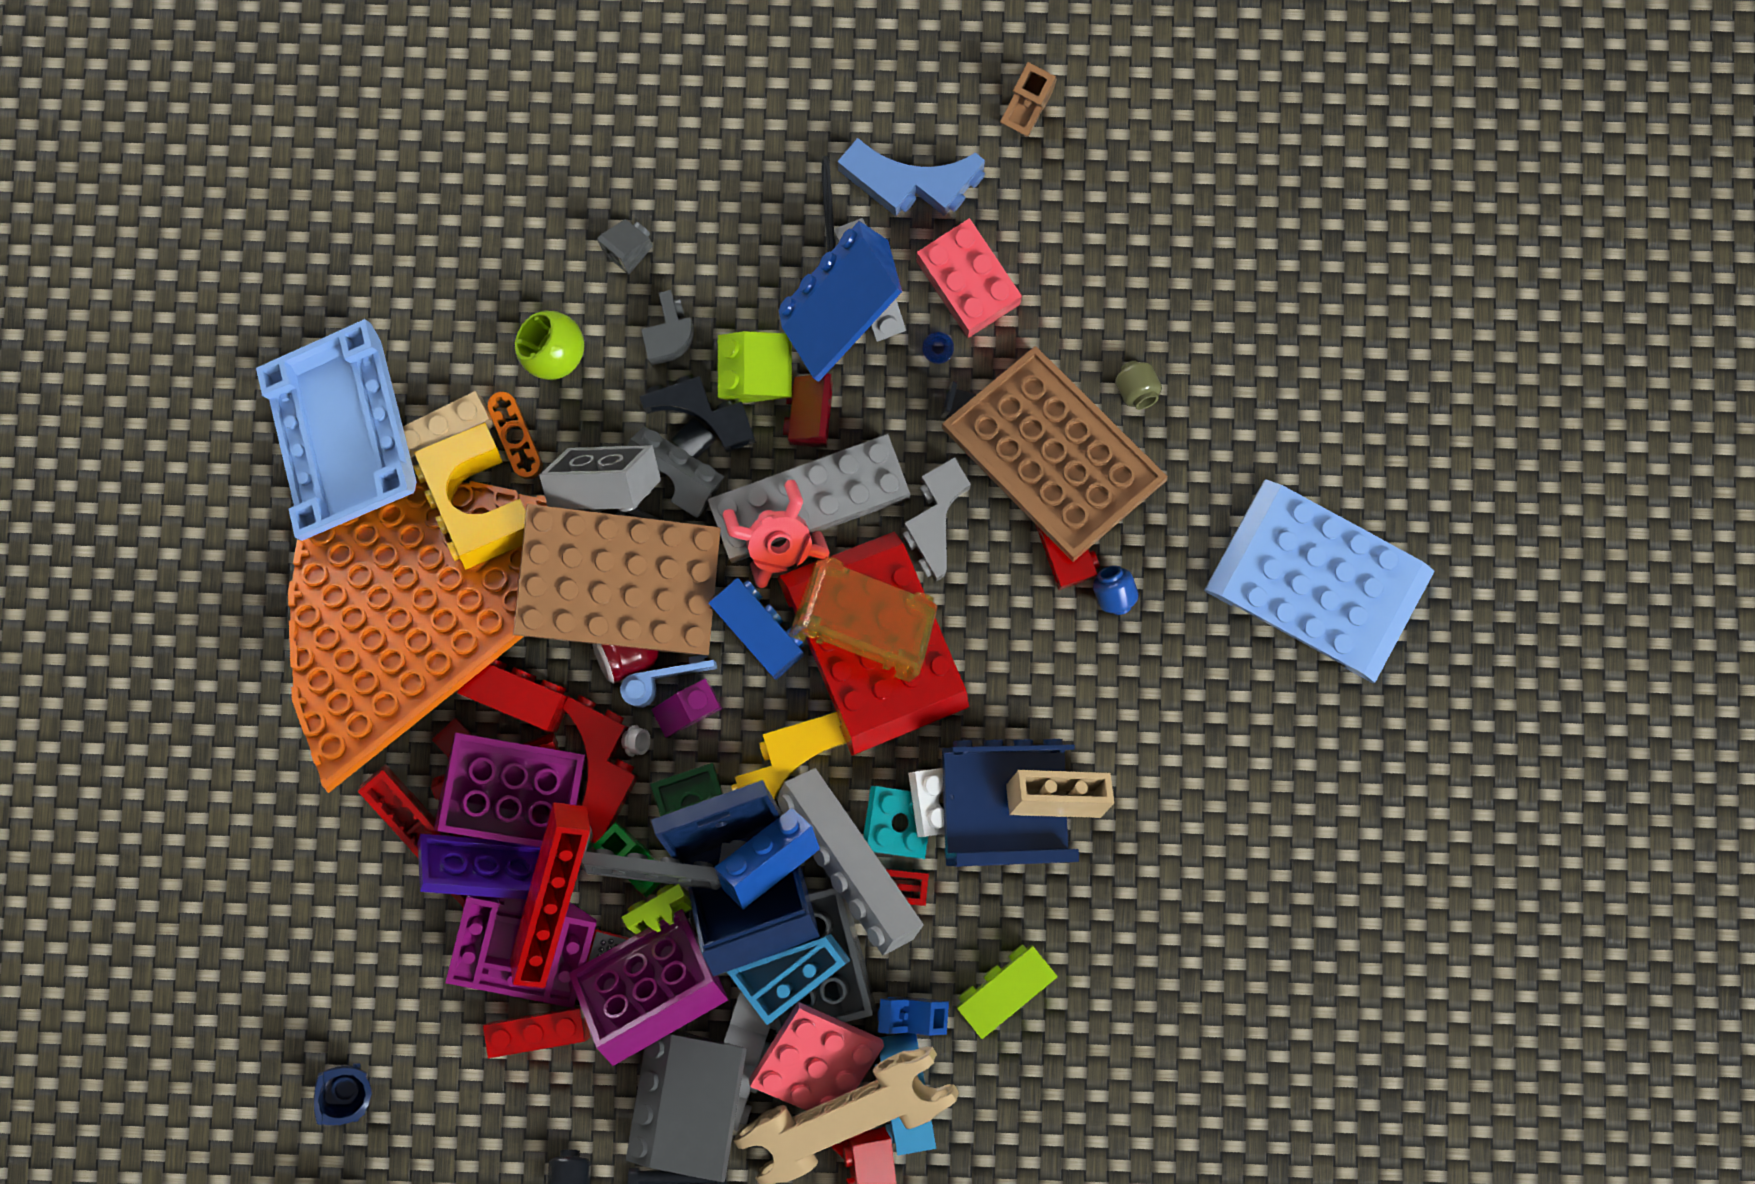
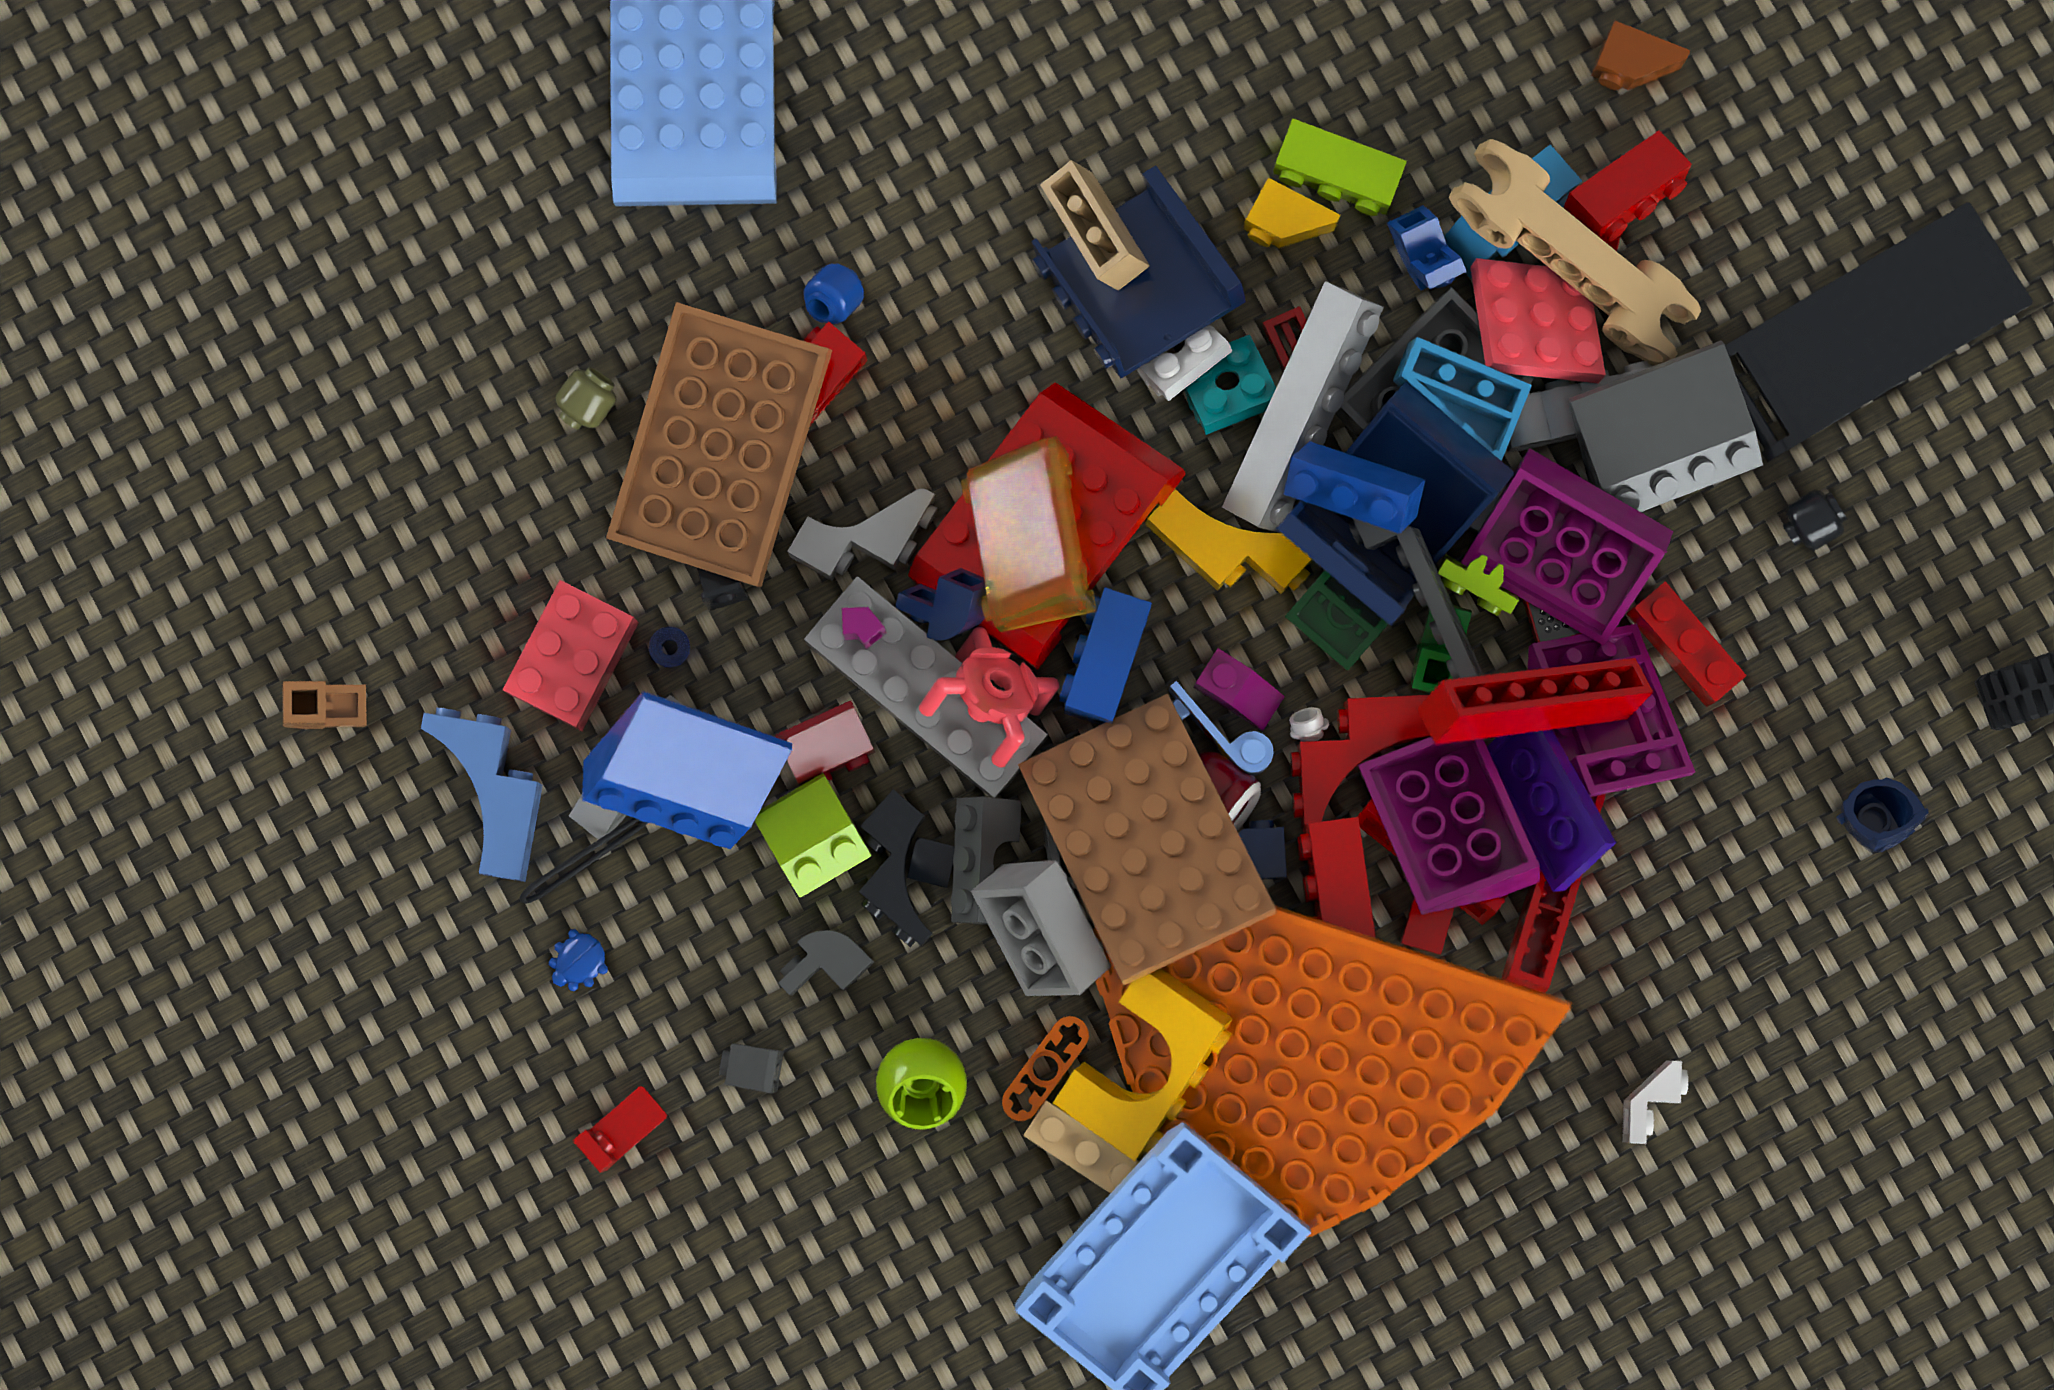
camera: 125 degrees left, 0 degrees up
(256, 831) = (1663, 1085): none -> white slope
(570, 659) = (1266, 848): none -> dark blue slope
(638, 138) = (621, 1129): none -> red bracket
(765, 174) = (578, 960): none -> blue piece
(854, 540) = (949, 608): none -> dark blue brick
(871, 472) = (861, 625): none -> magenta piece
(992, 932) = (1286, 217): none -> yellow slope

